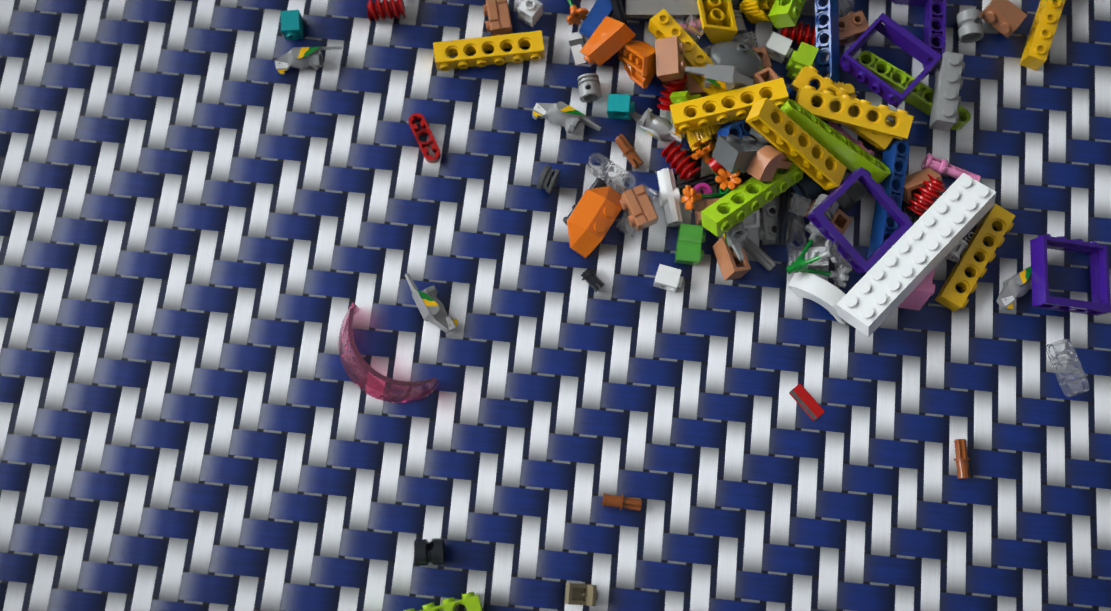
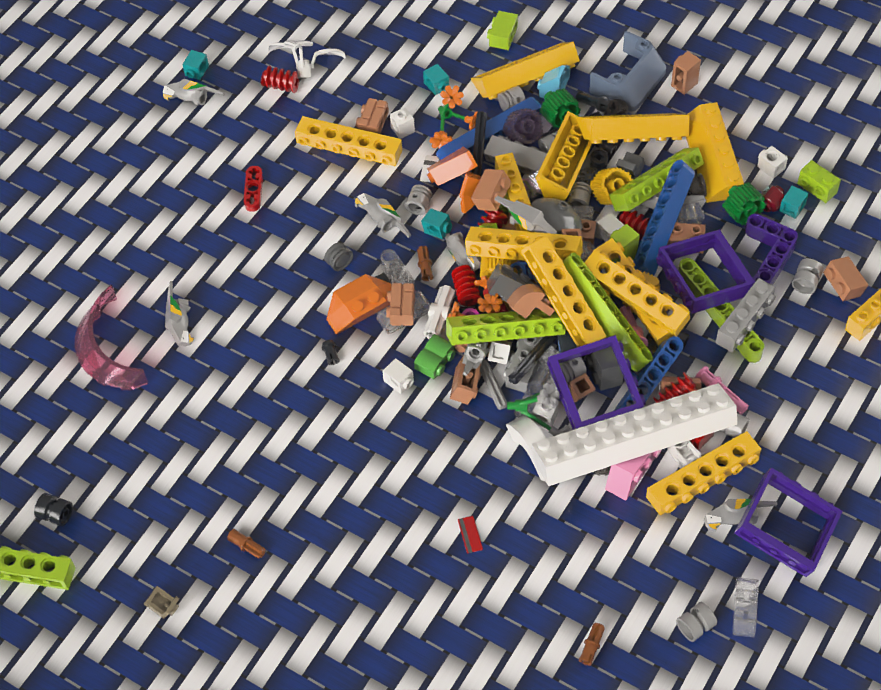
camera: 30 degrees right, 20 degrees down
(1037, 401) = (696, 621): none -> light grey wheel

